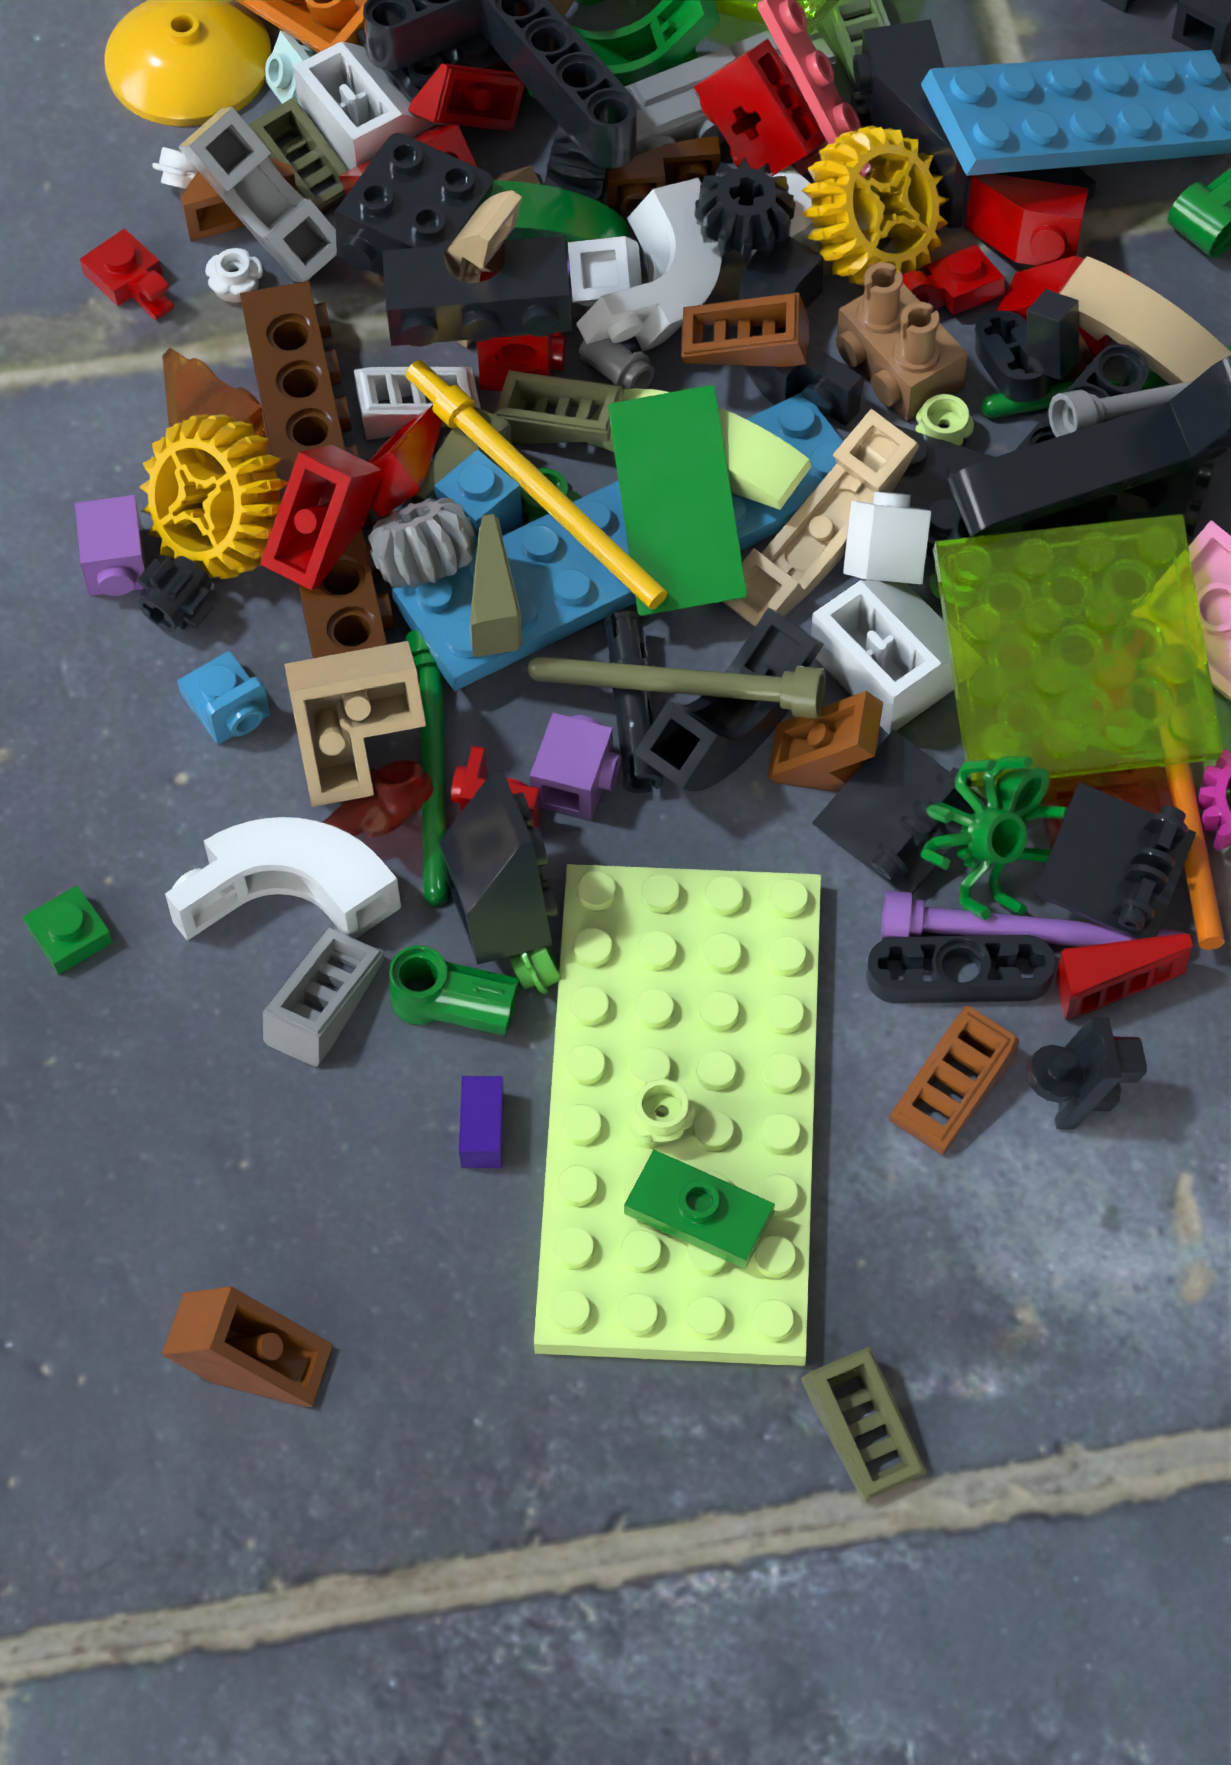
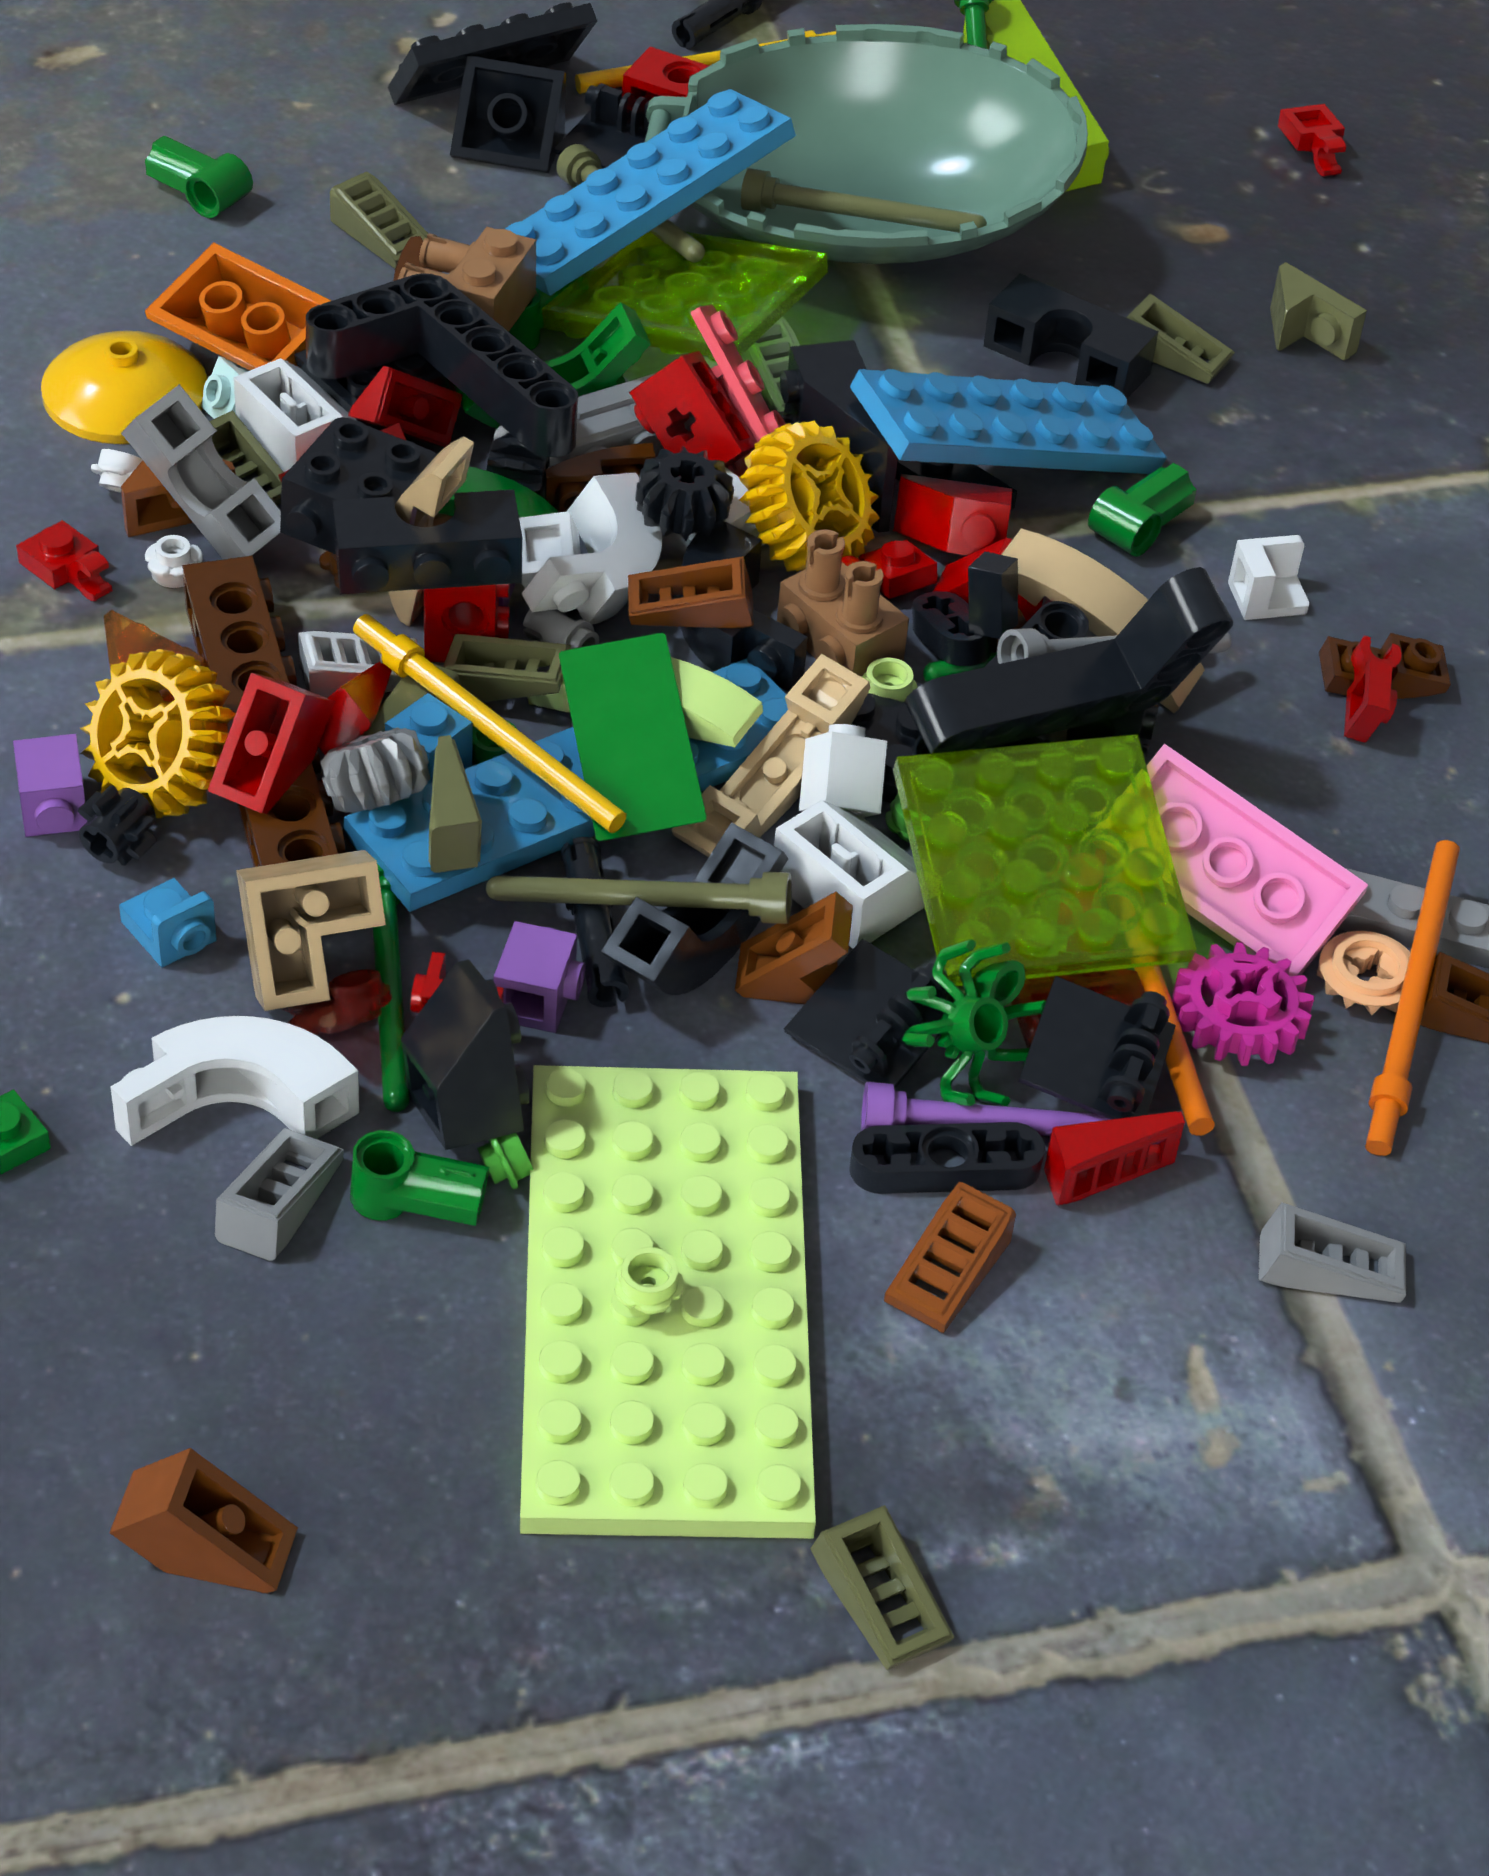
camera: 10 degrees left, 15 degrees down
(481, 1122) = (453, 1305): dark purple piece -> none
(699, 1208) = (693, 1375): green plate -> none
(1086, 1071) = (1087, 1237): black hips -> none

